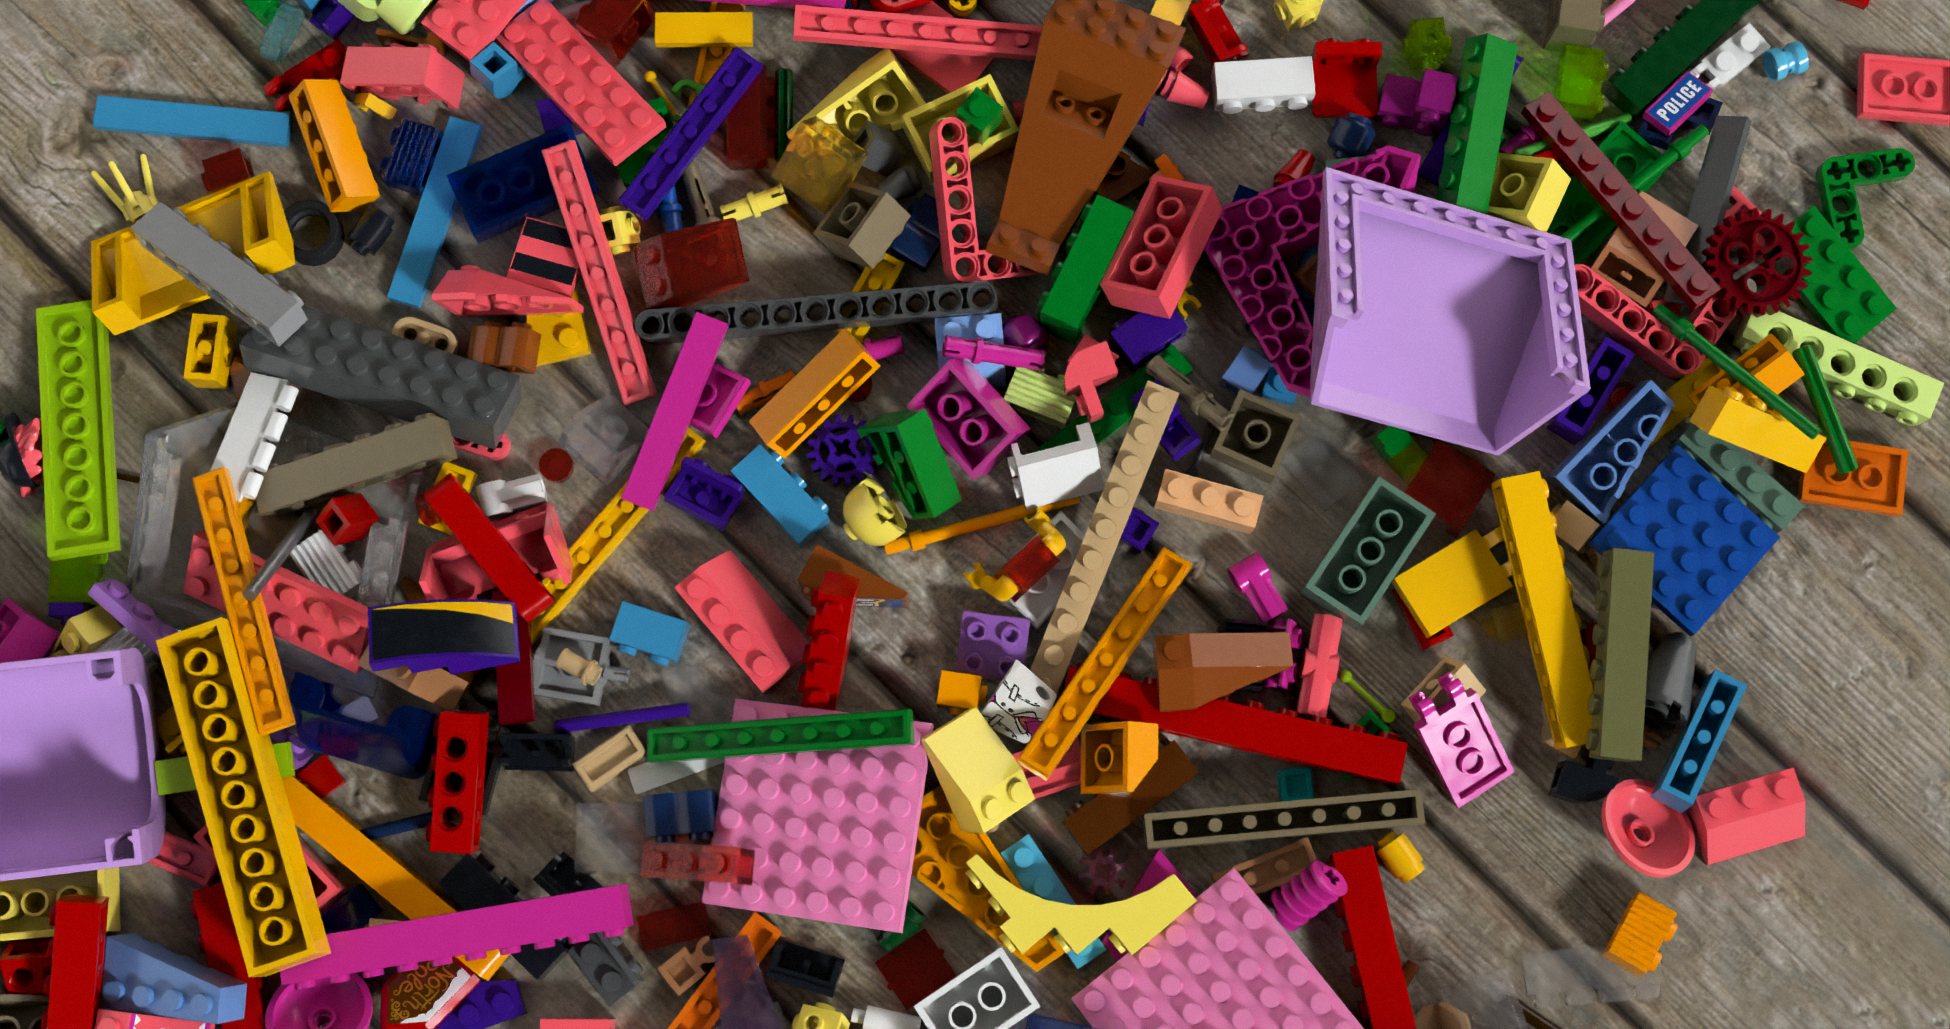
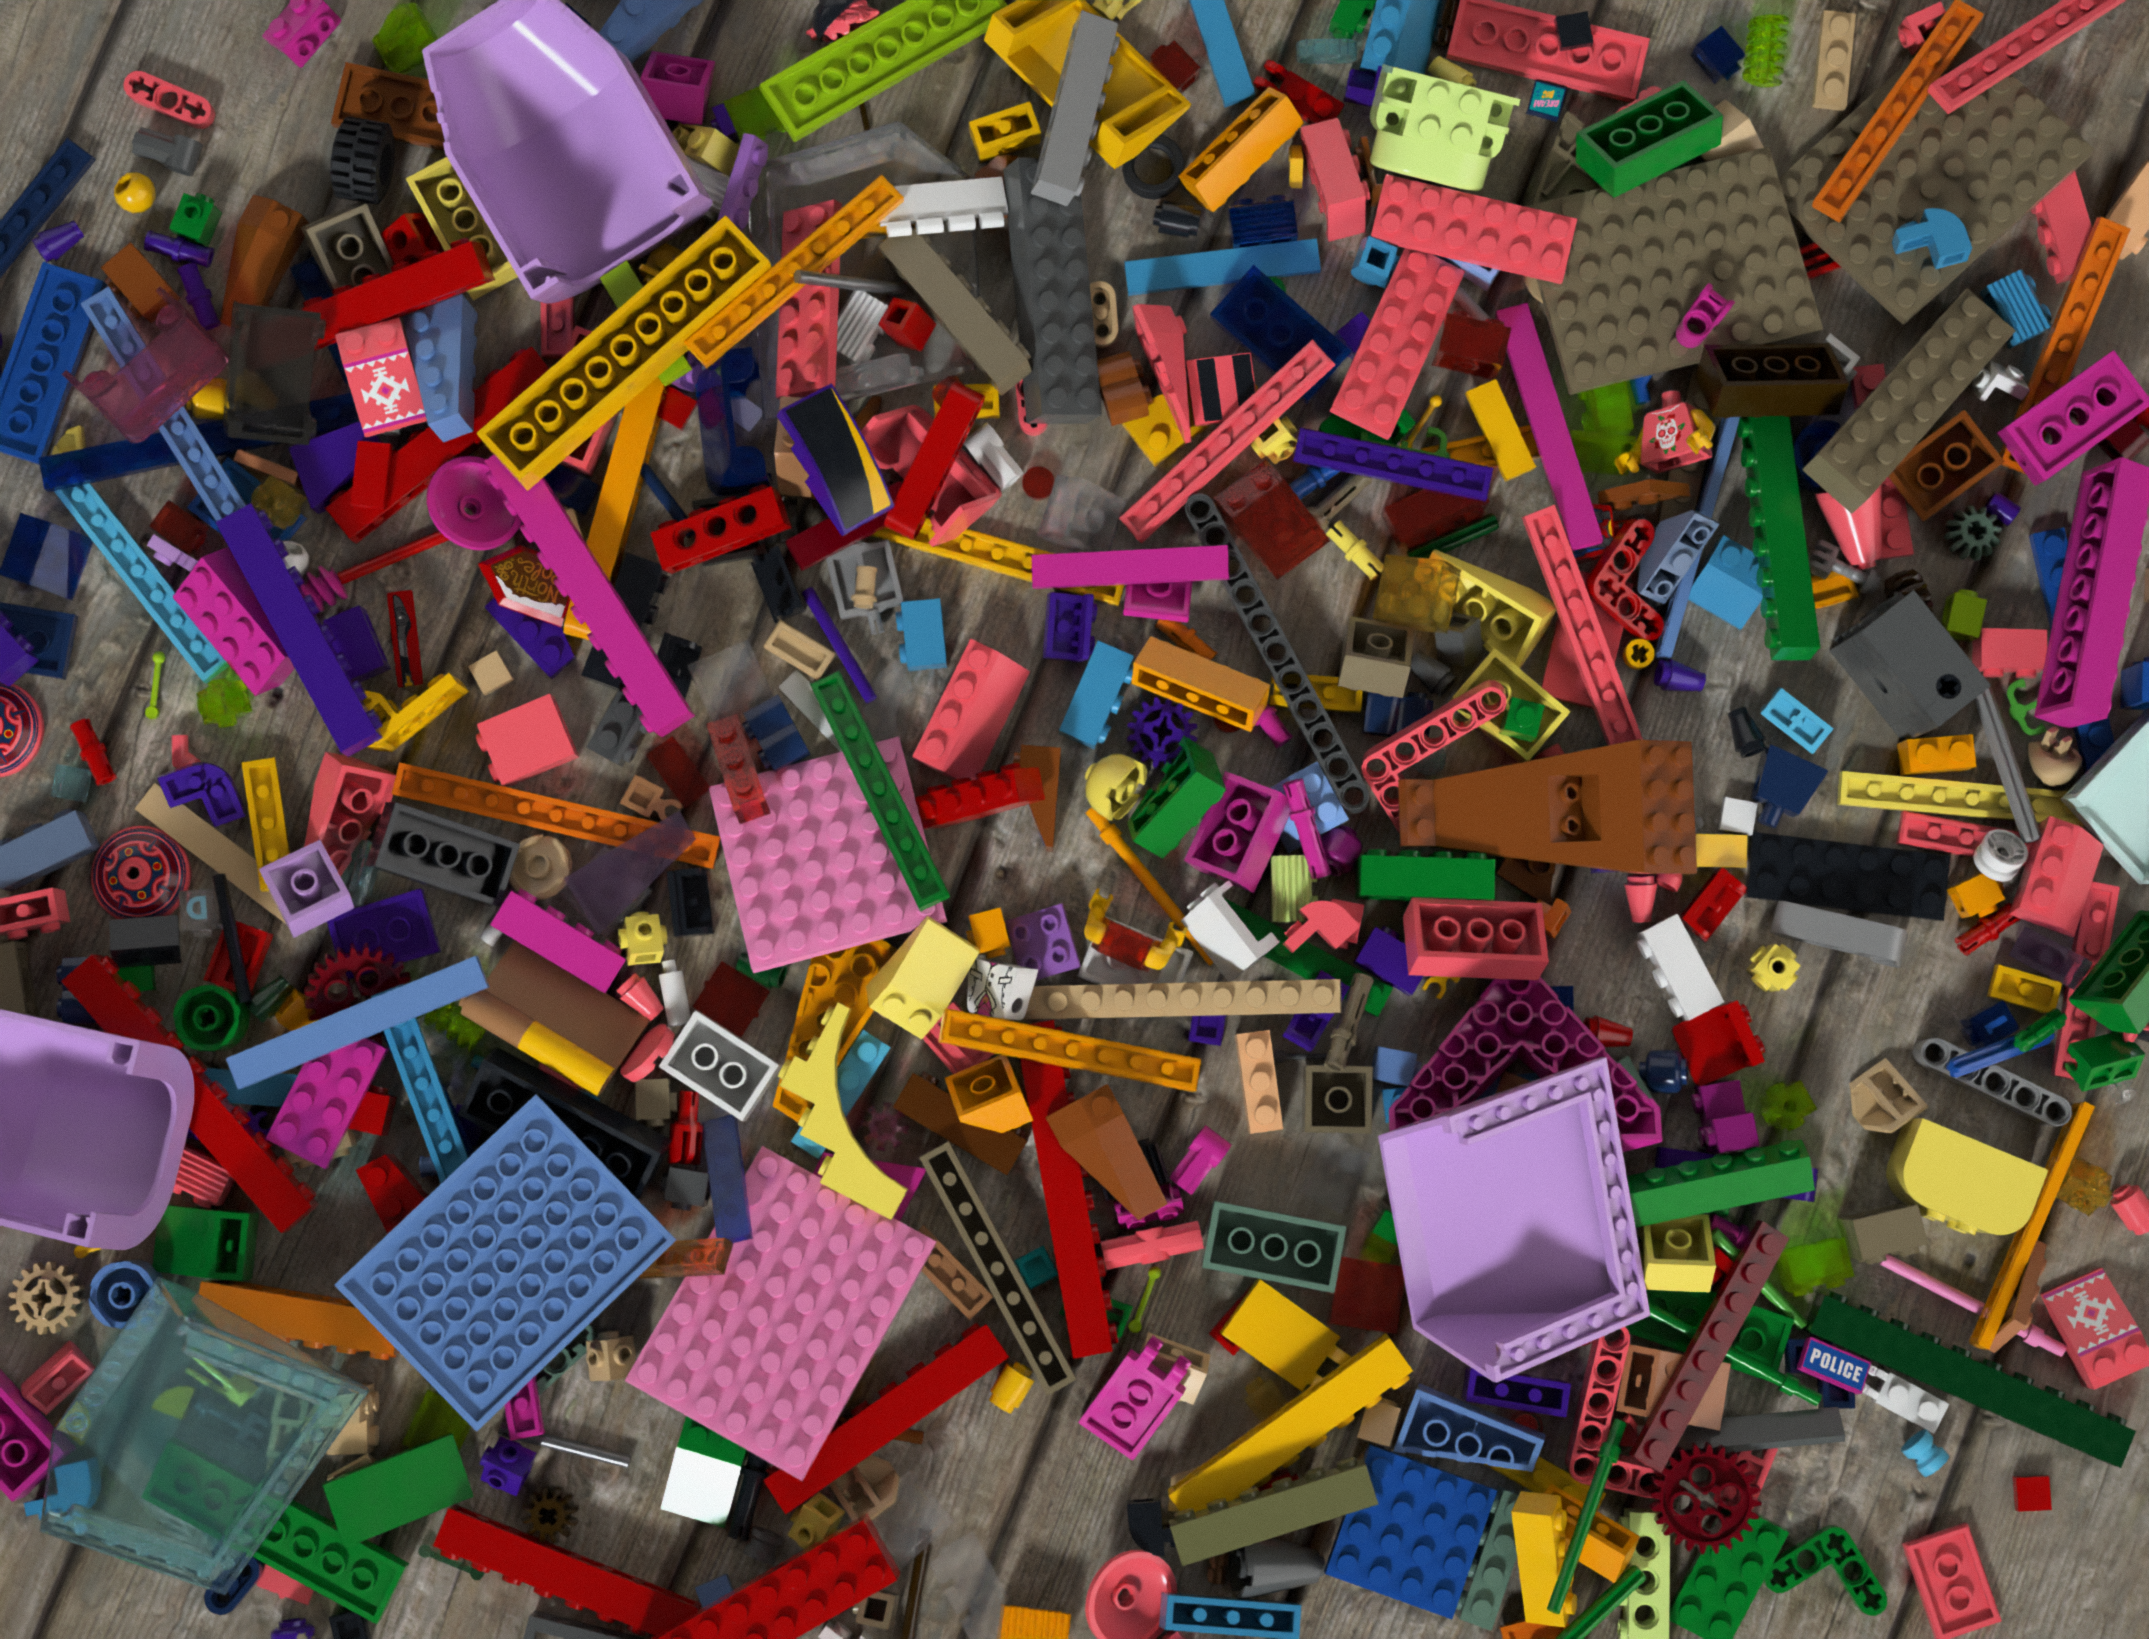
camera: 65 degrees right, 5 degrees up
(1307, 894) = (940, 1316): dark pink piece -> none

